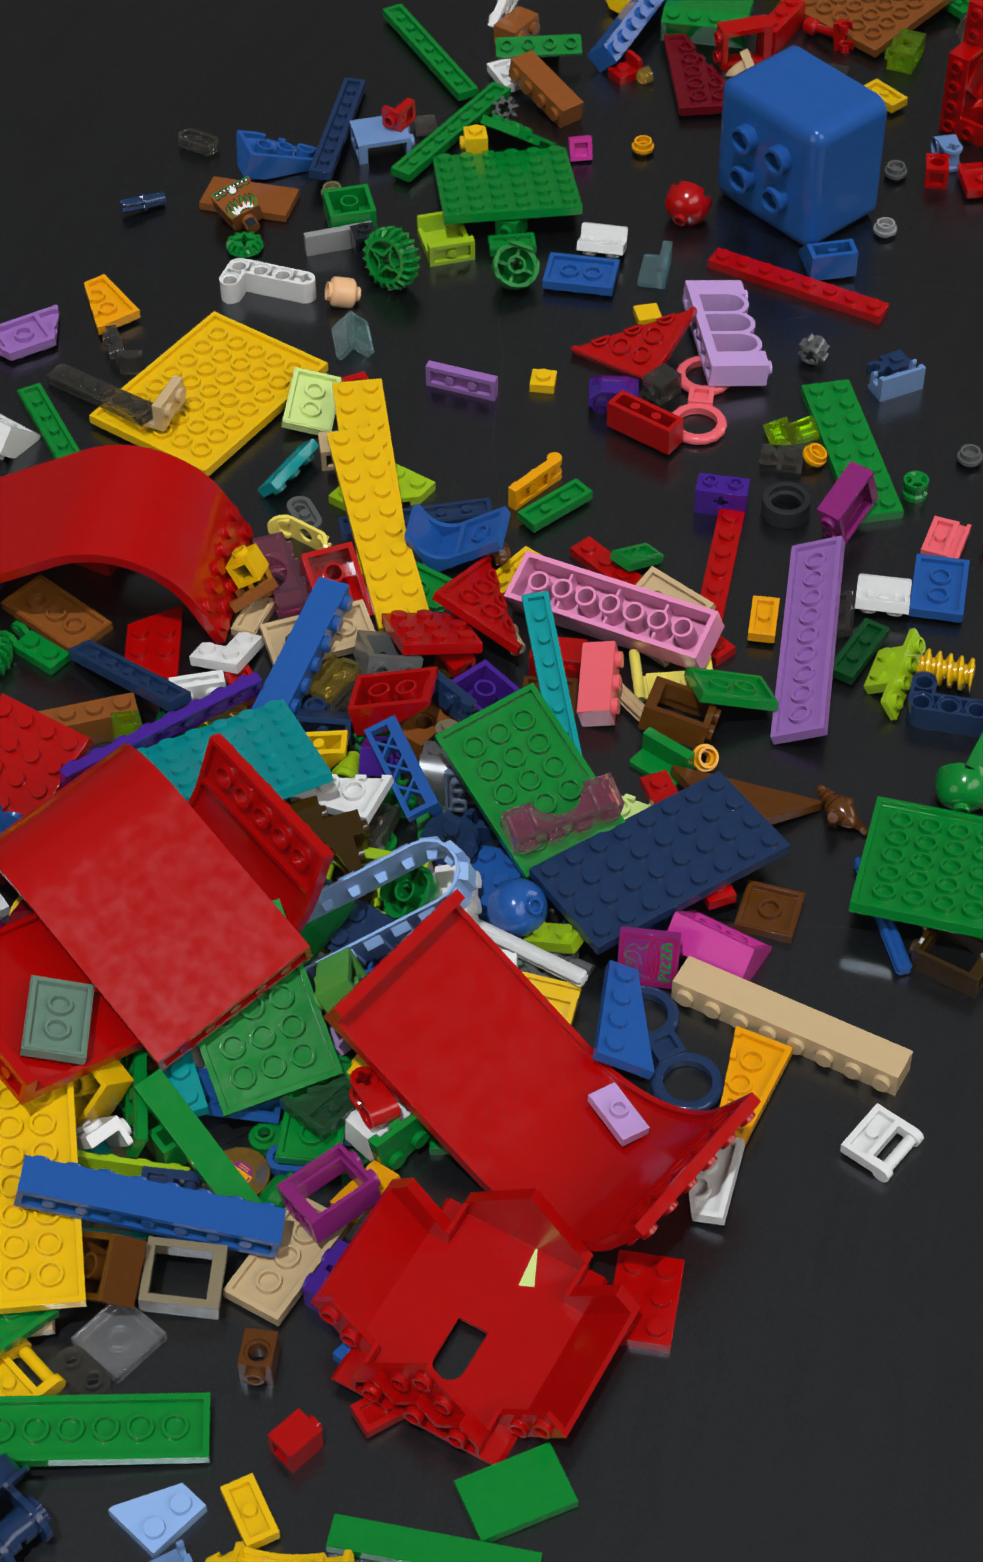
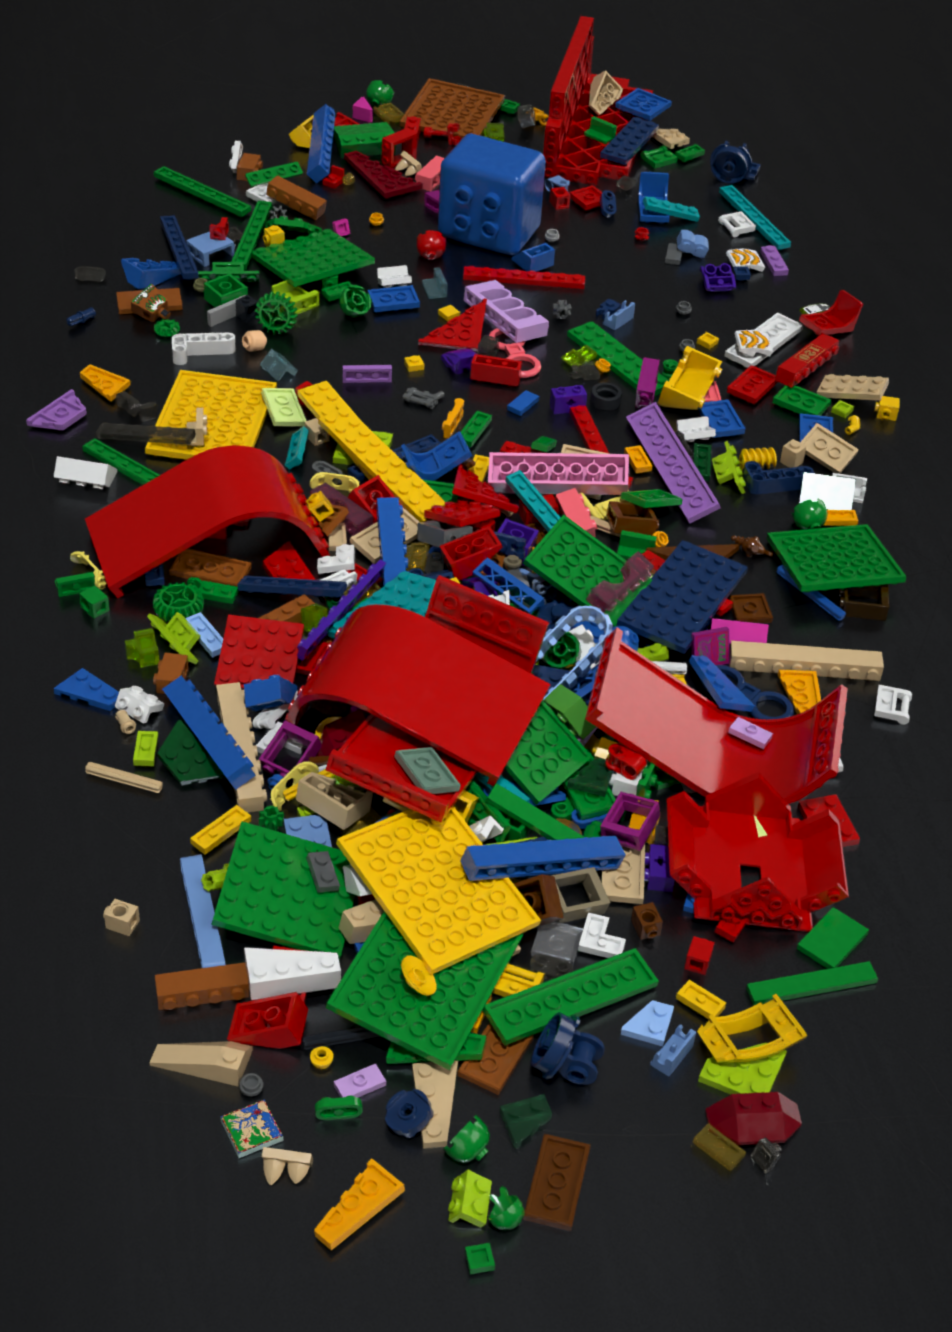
camera: 30 degrees left, 5 degrees down
(169, 1355) = (596, 941): none -> white plate
(381, 180) = (234, 268): none -> green bracket
(521, 442) = (425, 397): none -> dark grey piece
(657, 483) = (523, 403): none -> blue tile
(920, 516) = (690, 381): none -> yellow windscreen

